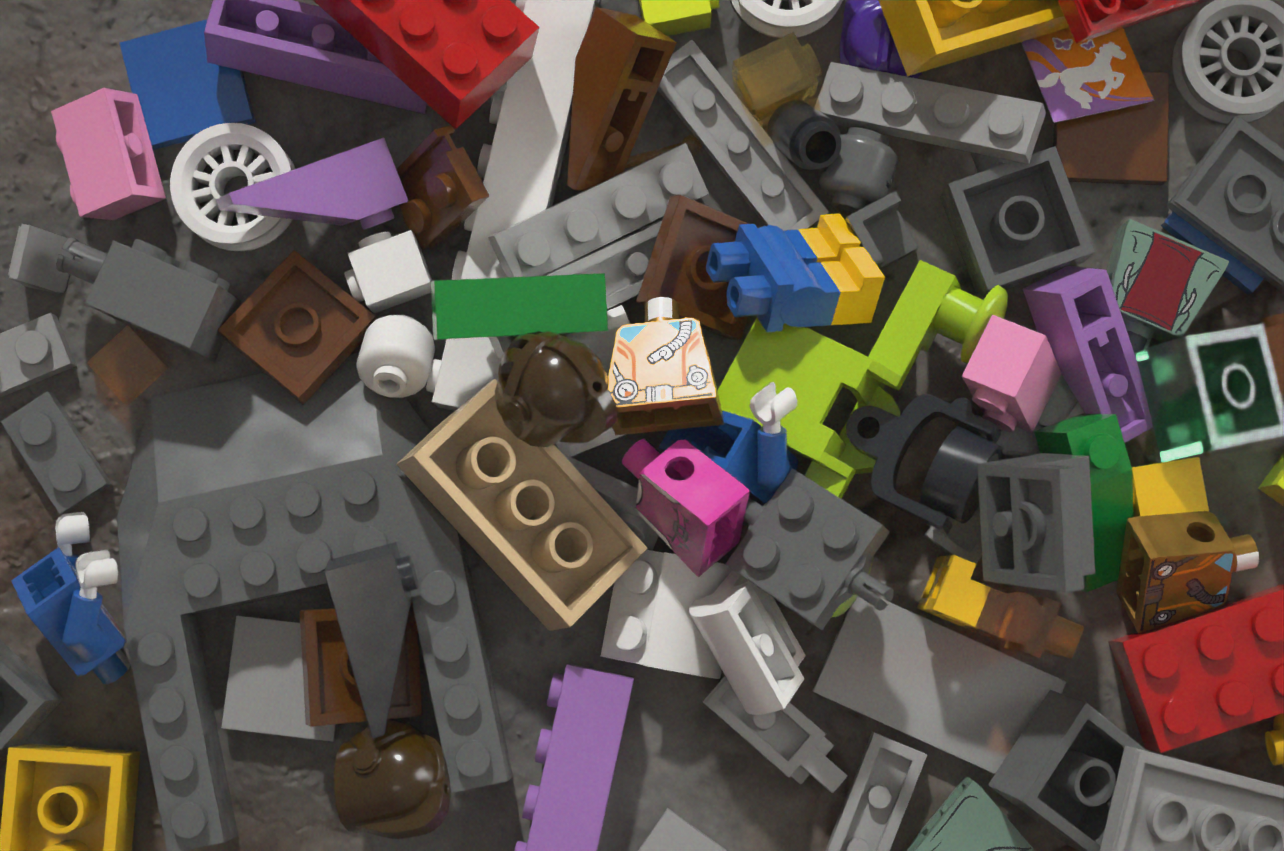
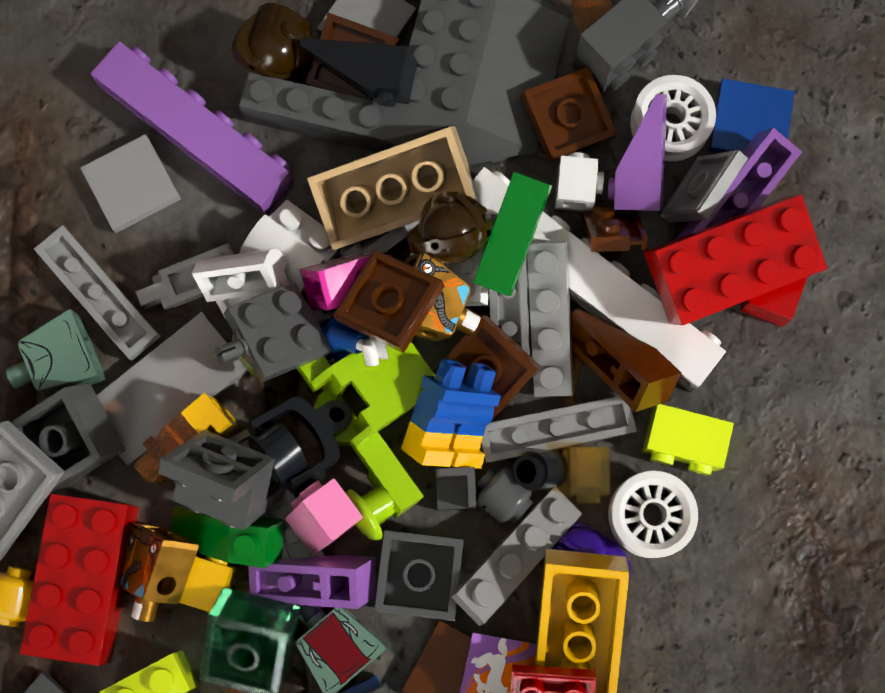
camera: 110 degrees right, 5 degrees down
(108, 154) = (726, 52): bright pink brick -> none
(320, 96) = (703, 187): none -> light grey tile
(396, 356) = (524, 156): white head -> none
(699, 413) = (389, 301): none -> reddish brown tile

